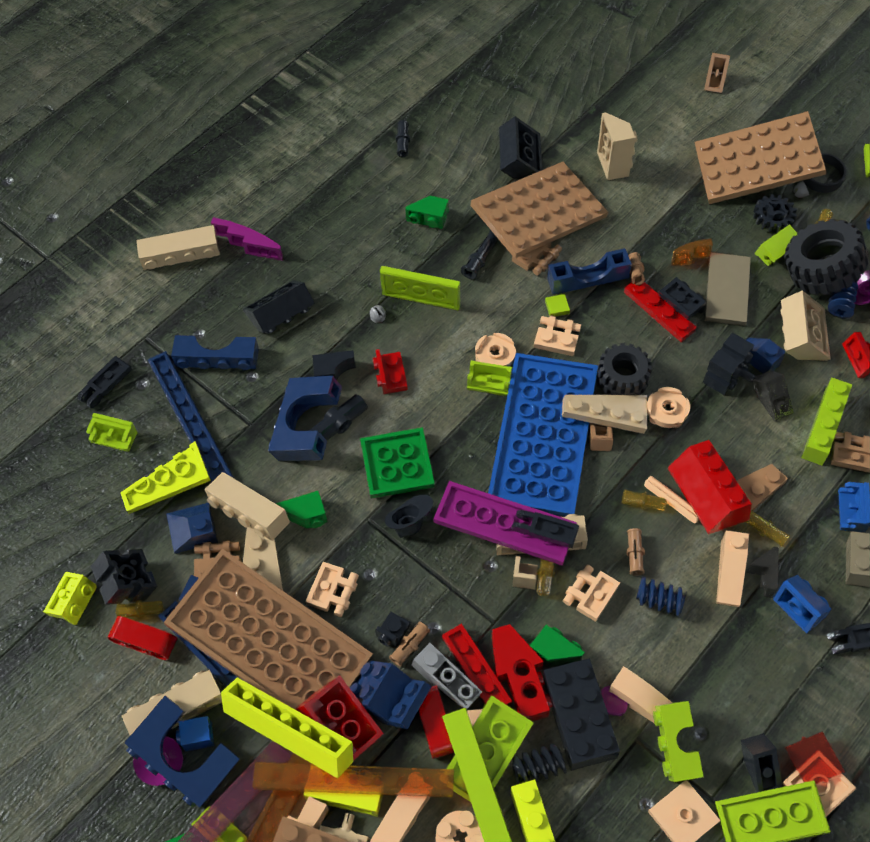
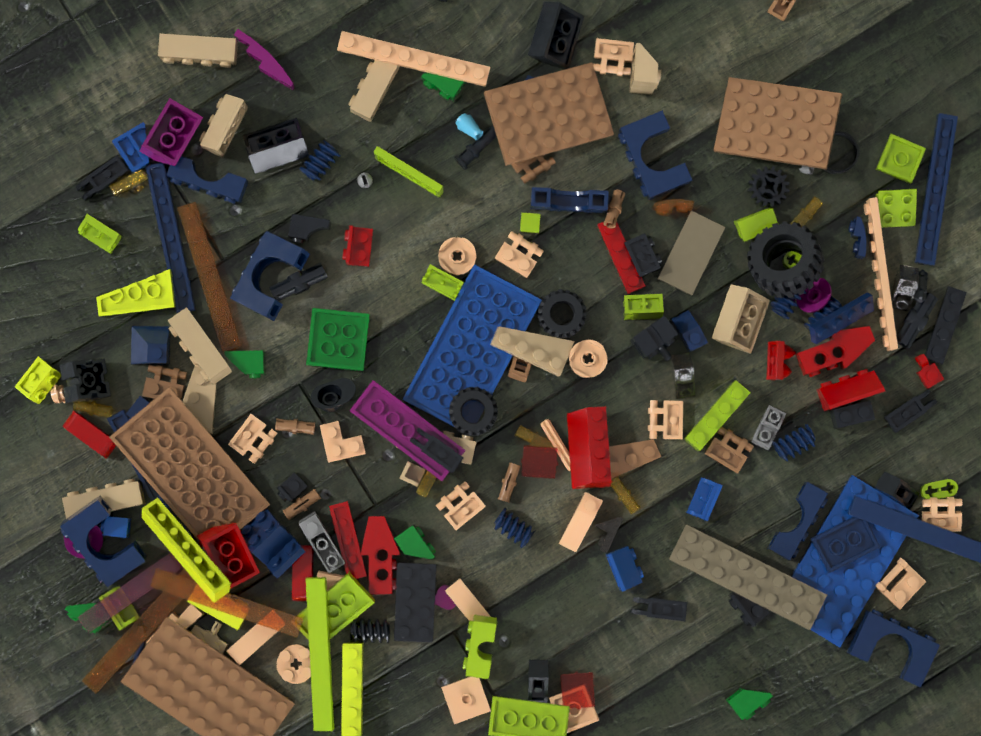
camera: 10 degrees right, 25 degrees up
(96, 605) = (57, 394): none -> light nougat plate
(131, 346) = (129, 146): none -> blue wing
(132, 379) = (128, 182): none -> clear yellow axle
(165, 318) = (171, 133): none -> magenta slope
(221, 300) = (223, 125): none -> tan slope
(240, 441) = (209, 277): none -> clear orange plate
(326, 307) = (320, 161): none -> dark blue piece
(363, 228) = (373, 89): none -> tan brick
(376, 563) = (295, 426): none -> medium nougat pin
(393, 195) = (413, 58): none -> light nougat plate
(431, 572) = (336, 446): none -> light nougat plate
(464, 239) = (468, 125): none -> medium azure cone
(573, 468) = (485, 399): none -> black tyre
(580, 149) = (615, 51): none -> light nougat plate
(659, 521) = (539, 461): none -> clear red piece
(661, 237) = (653, 182): none -> dark blue arch
(702, 344) = (643, 306): none -> lime hinge
(781, 438) = (672, 419): none -> light nougat plate

